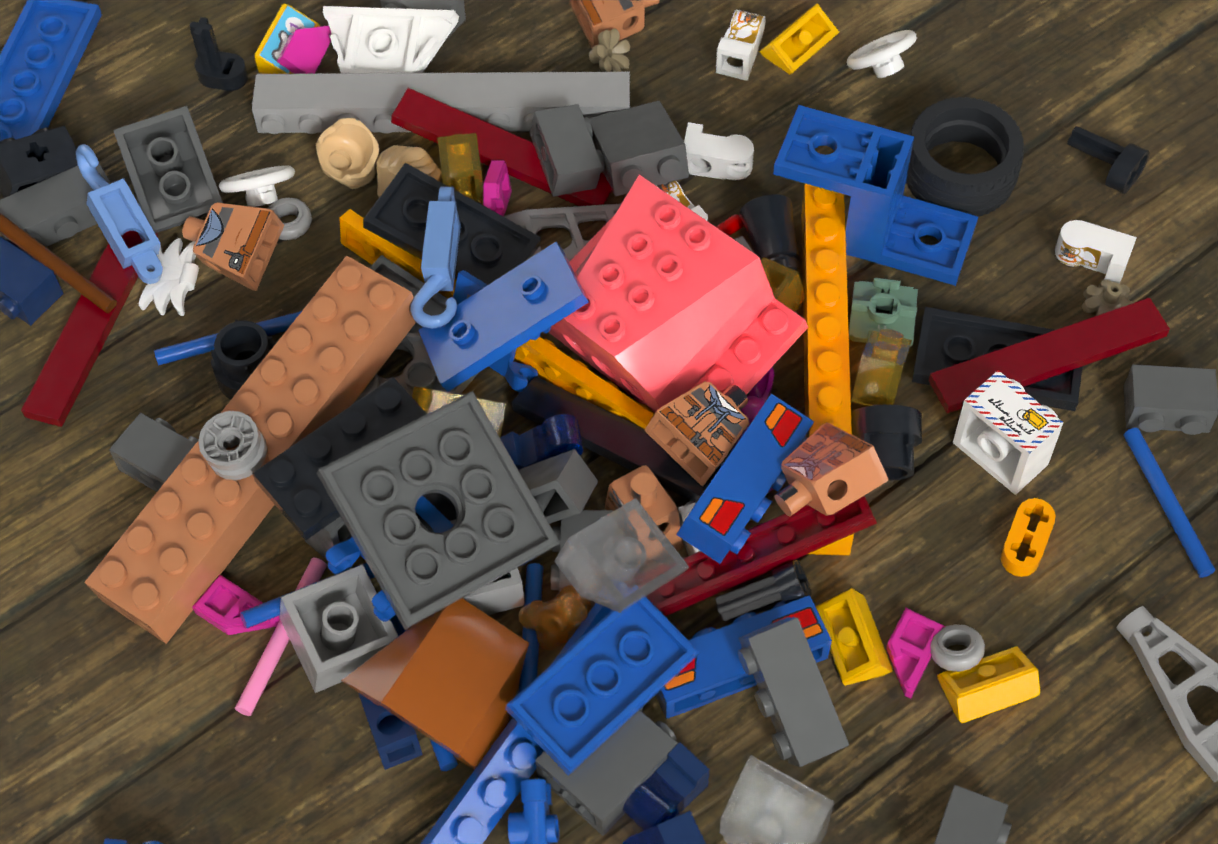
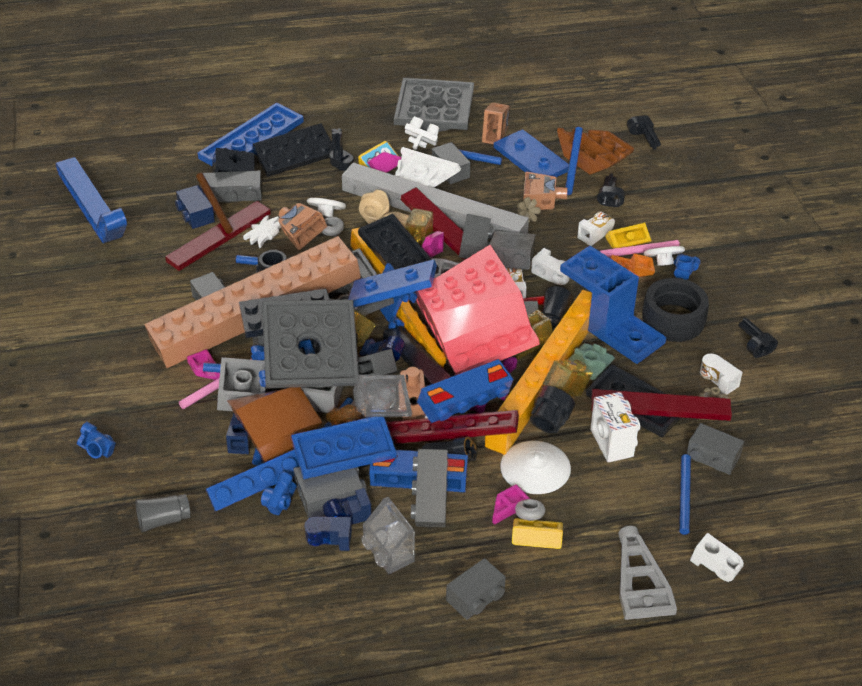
camera: 25 degrees right, 15 degrees down
(117, 213) = (254, 193): medium blue piece -> none
(123, 83) = (293, 149): none -> black plate
(168, 168) = (289, 184): dark grey slope -> none
(227, 431) = (237, 288): light grey wheel -> none
(438, 259) = (381, 252): medium blue piece -> none
(700, 427) = (456, 358): torso -> none
(829, 472) = (511, 399): nougat torso -> none
(830, 57) = (638, 249): none -> bright pink bar
(843, 94) = (638, 264): none -> orange slope
(854, 638) = (483, 487): yellow slope -> none
(911, 557) = (536, 467): none -> white hat
(926, 64) = (685, 266): none -> blue plate
(1020, 534) = (602, 482): light orange beam -> none

